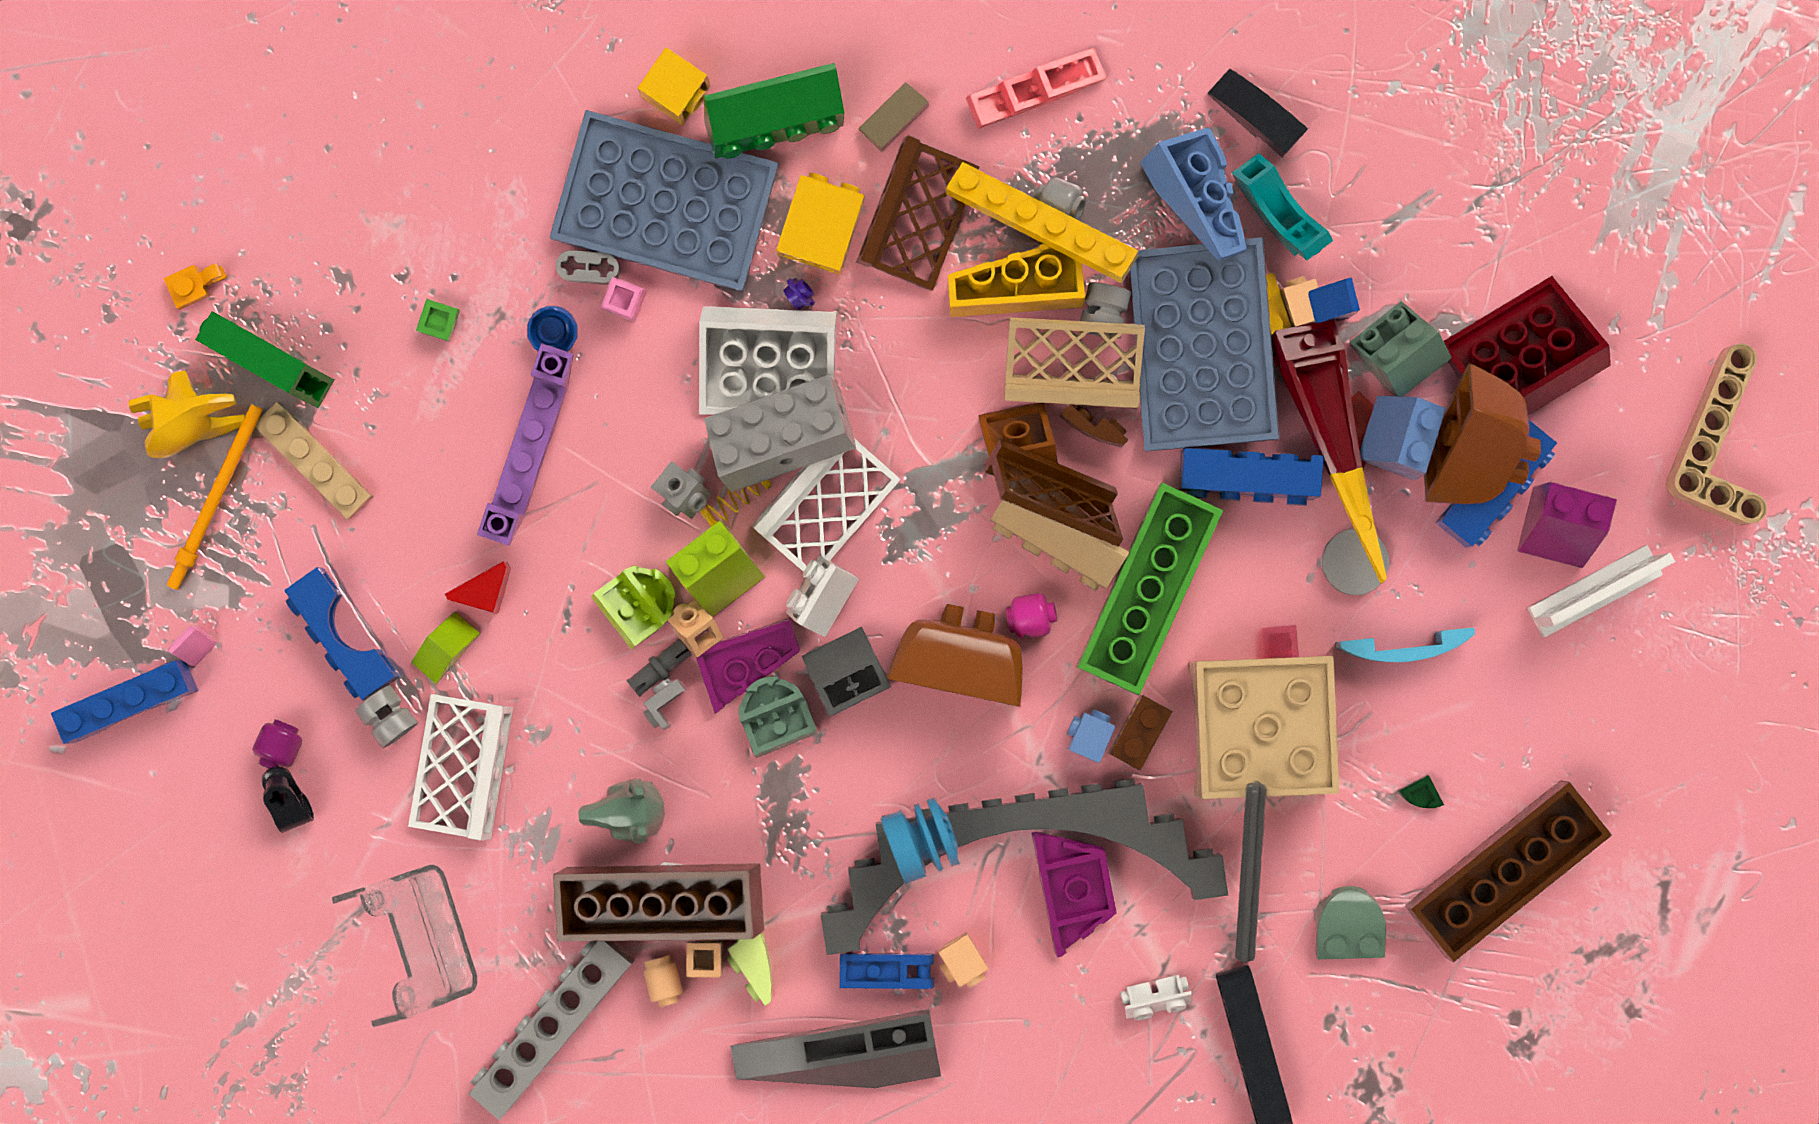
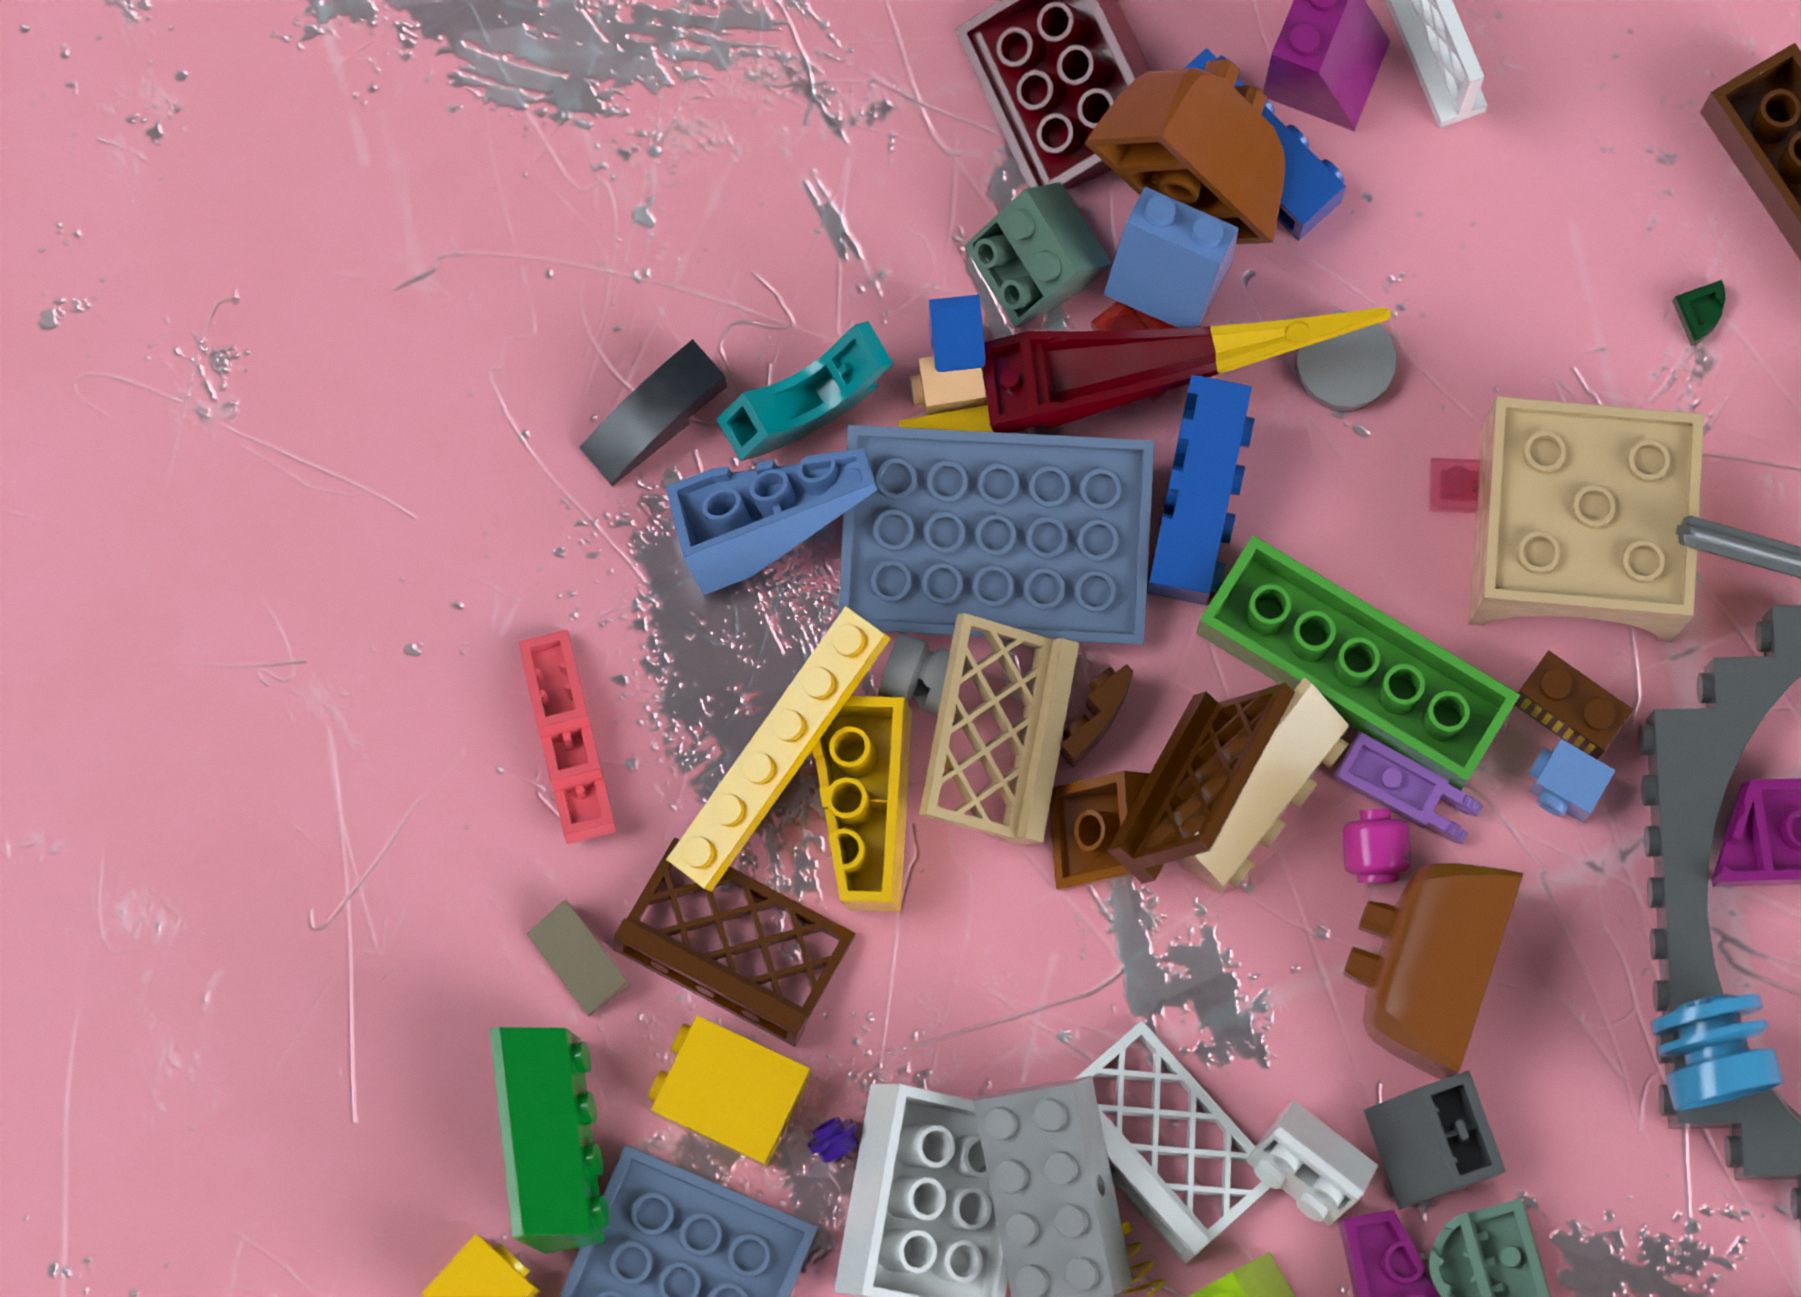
camera: 80 degrees left, 10 degrees down
(1062, 196) = (740, 717): light grey head -> none
(1074, 628) = (1403, 786): none -> medium lavender hinge
(1445, 641) = (1481, 246): medium azure slope -> none

